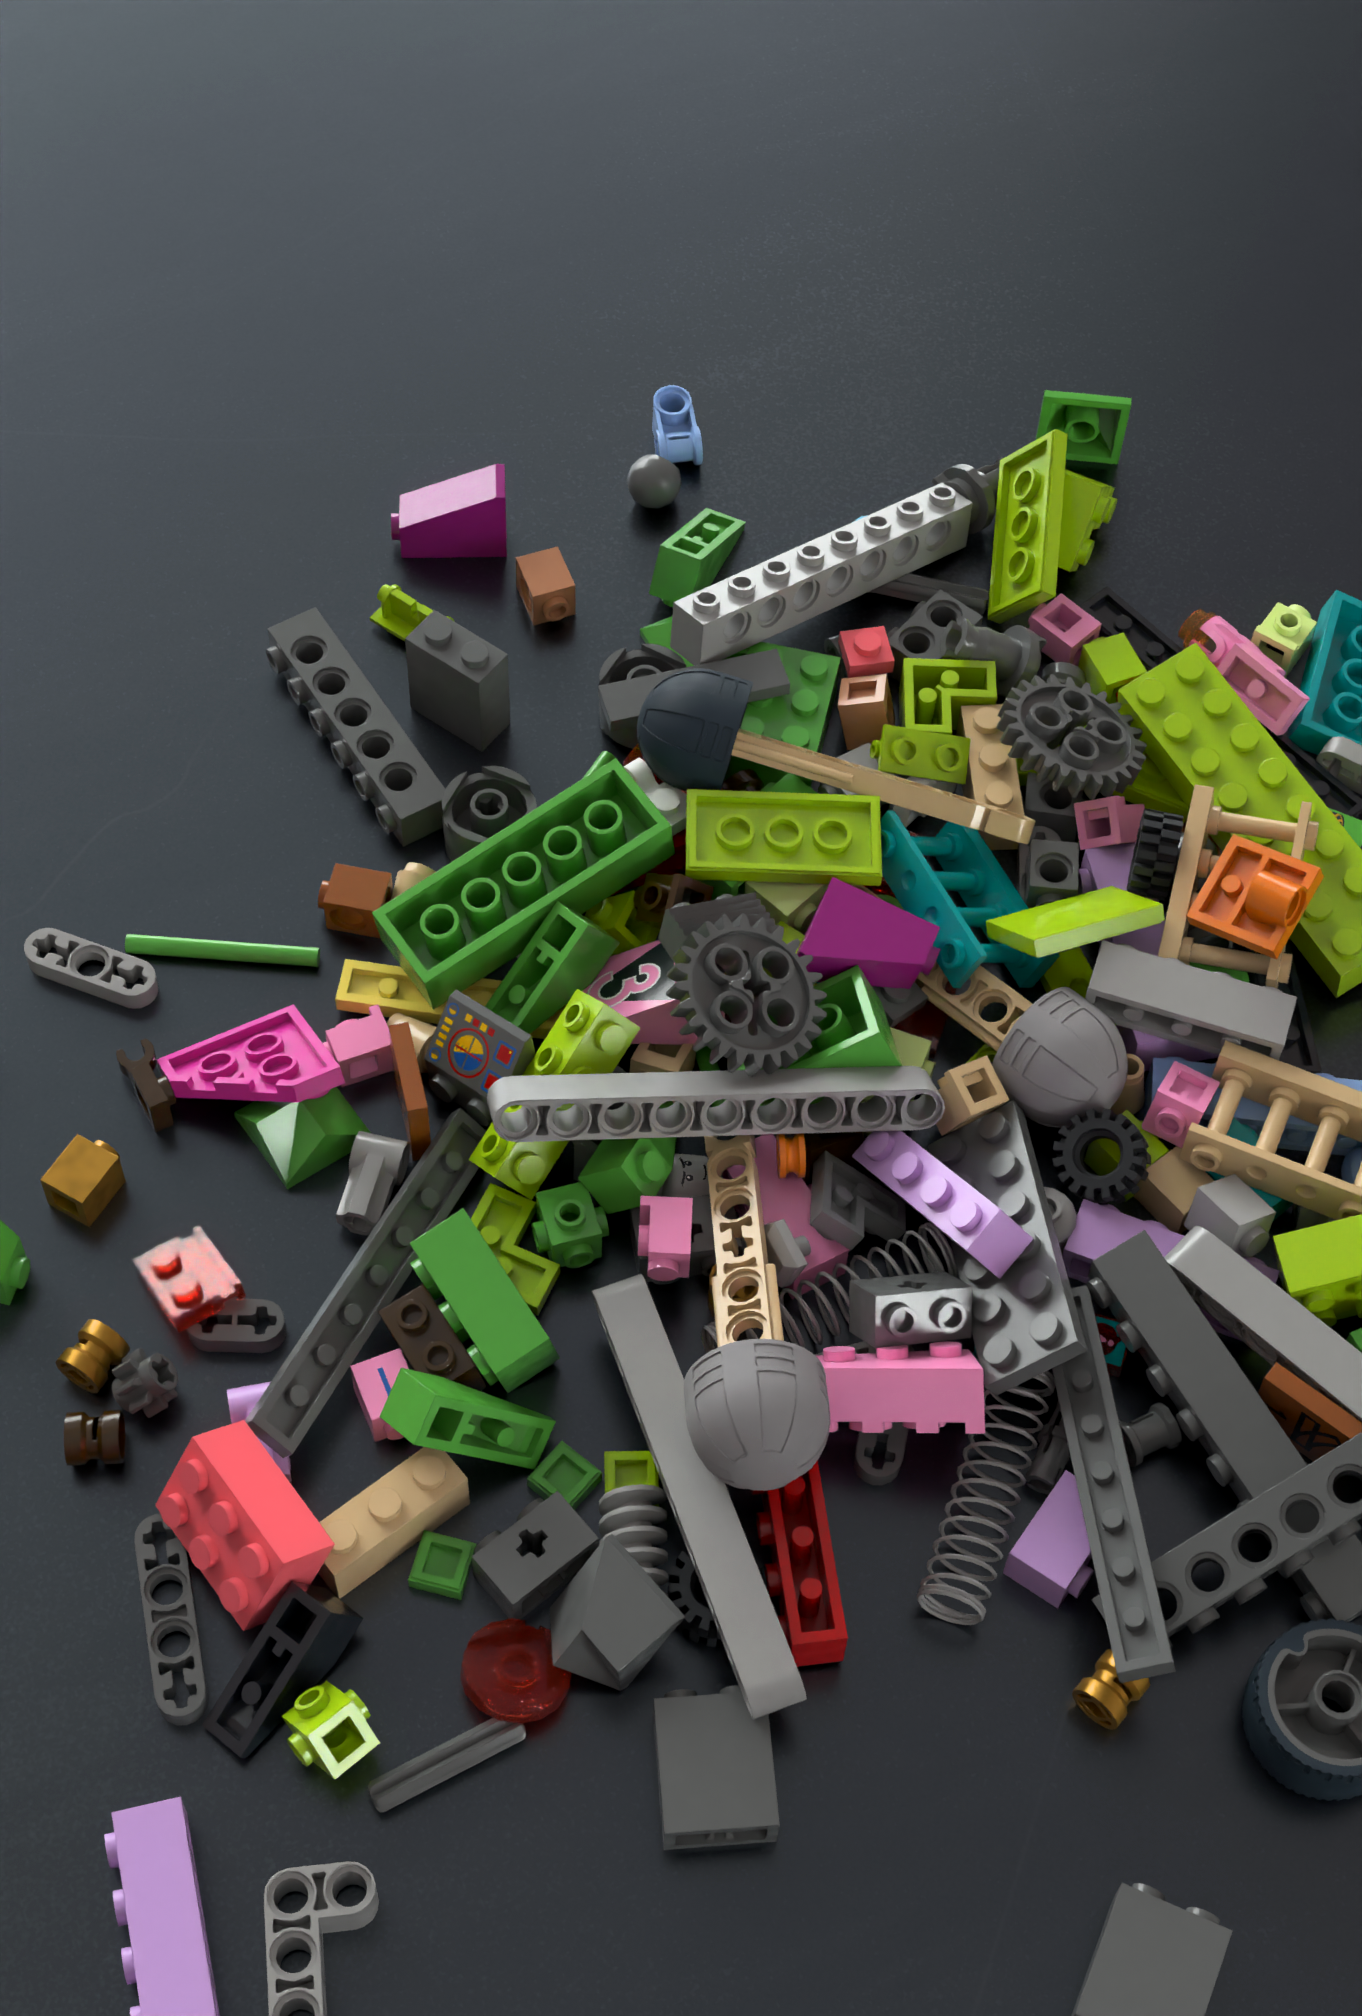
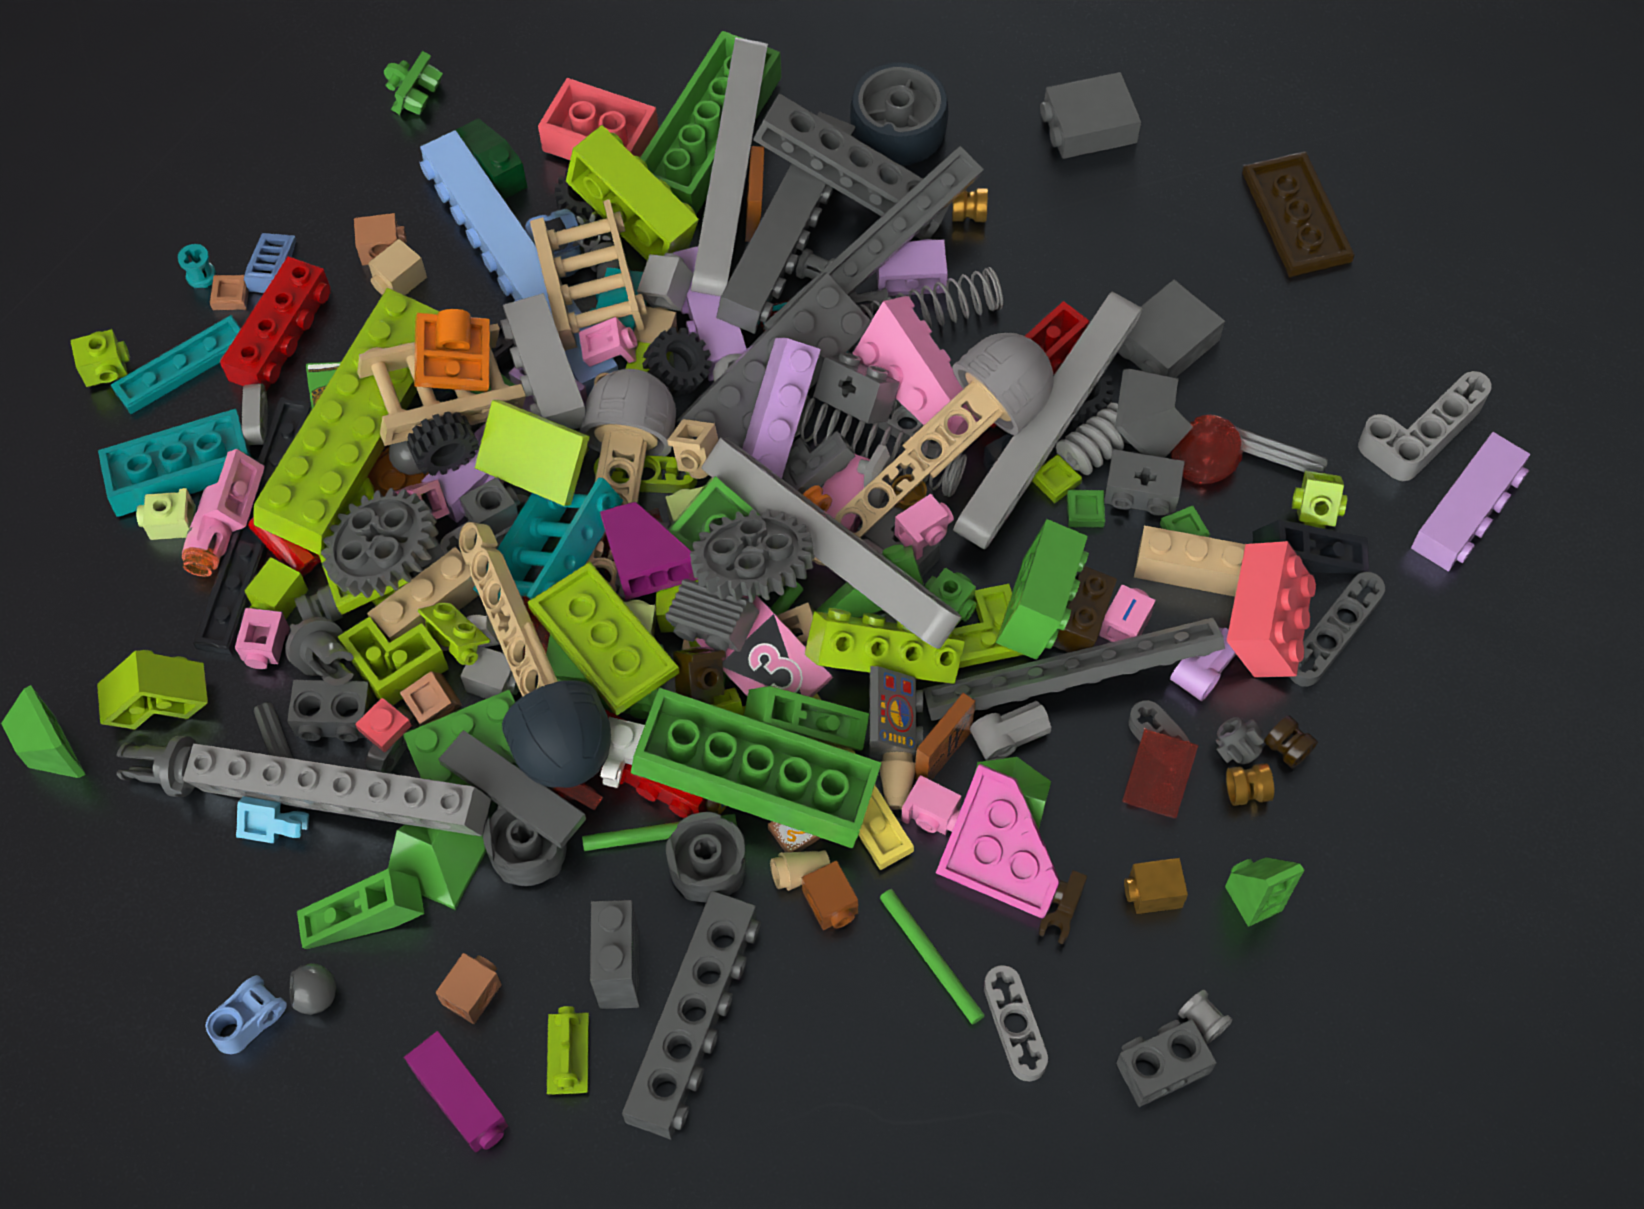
camera: 125 degrees left, 5 degrees up
(465, 1420) = (1124, 553): bright green slope -> none
(1027, 527) = (193, 692): lime tile -> none

